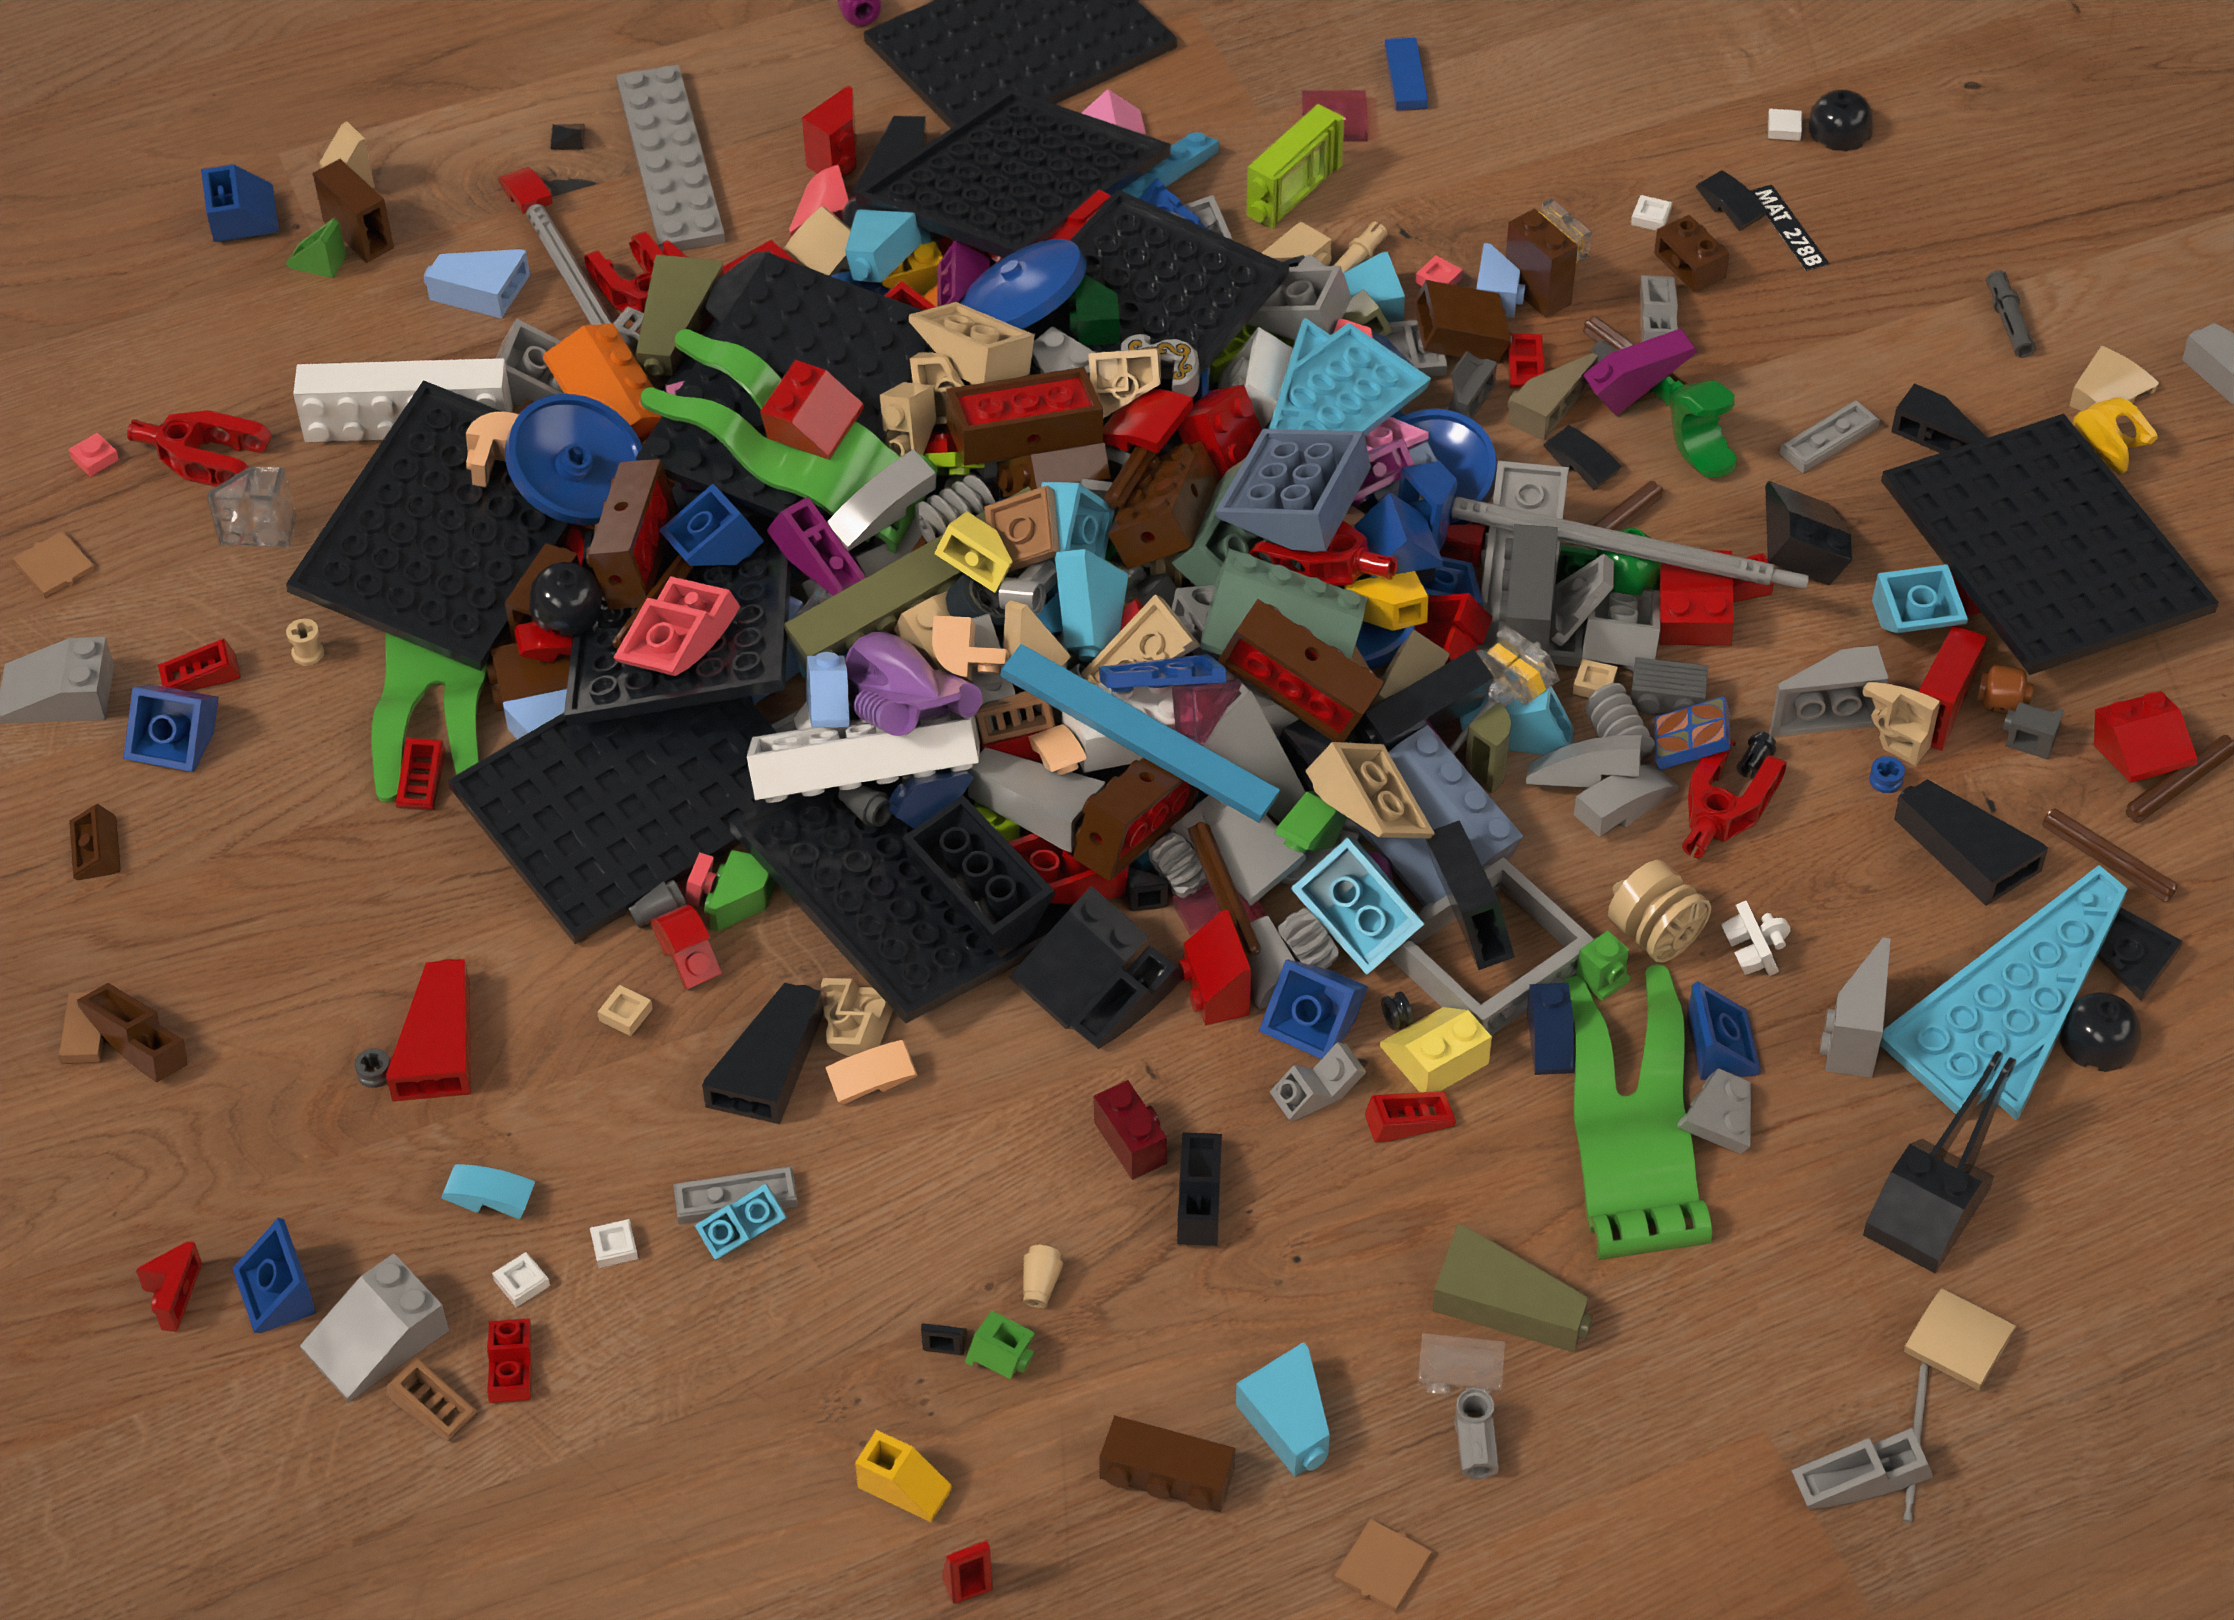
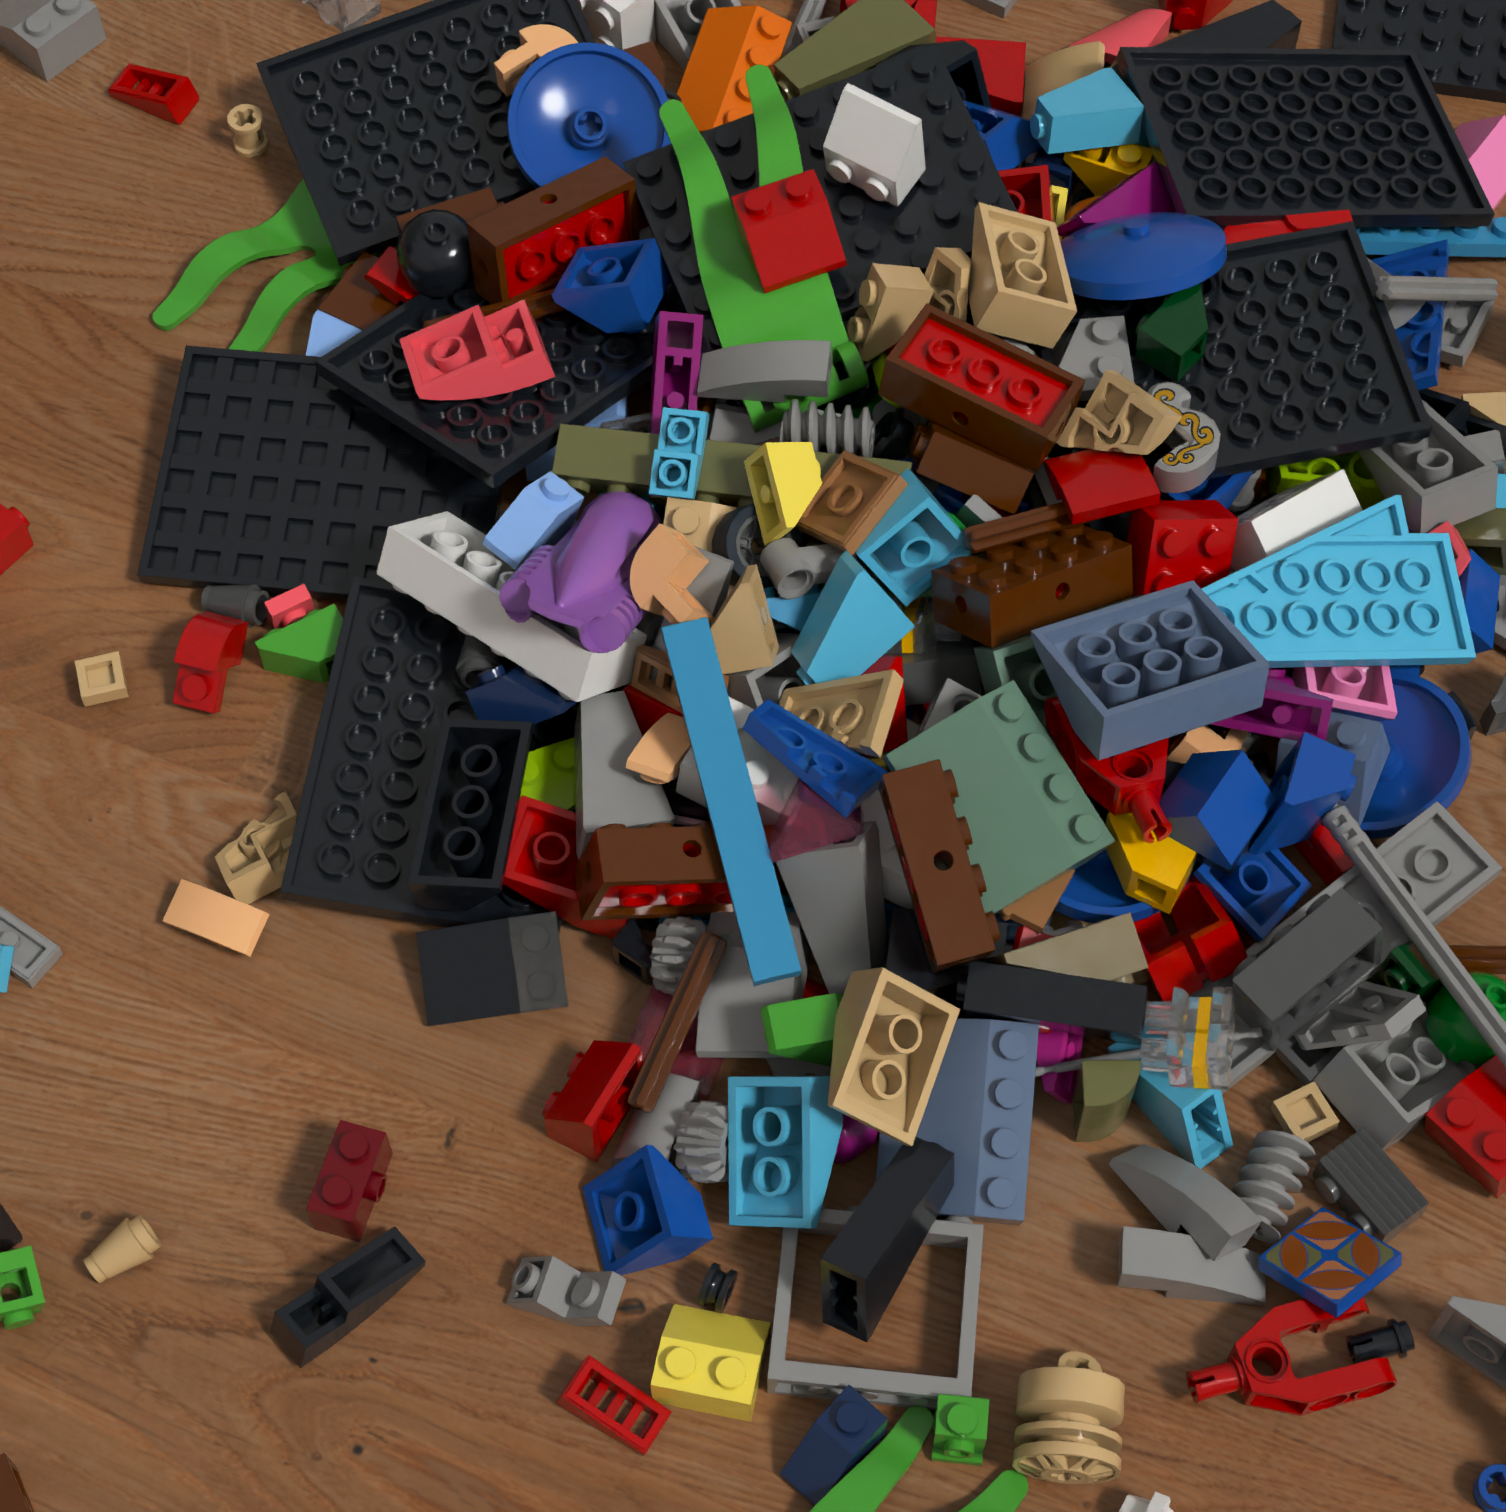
camera: 45 degrees right, 10 degrees up
(169, 726) = (71, 123): blue slope -> none
(415, 749) = (204, 304): red slope -> none
(767, 1058) = (157, 825): black slope -> none
(810, 324) = (874, 146): none -> white slope
(882, 583) = (679, 453): none -> medium azure slope
(1127, 998) = (500, 1046): black slope -> none
(1194, 200) = (1436, 288): none -> light grey axle

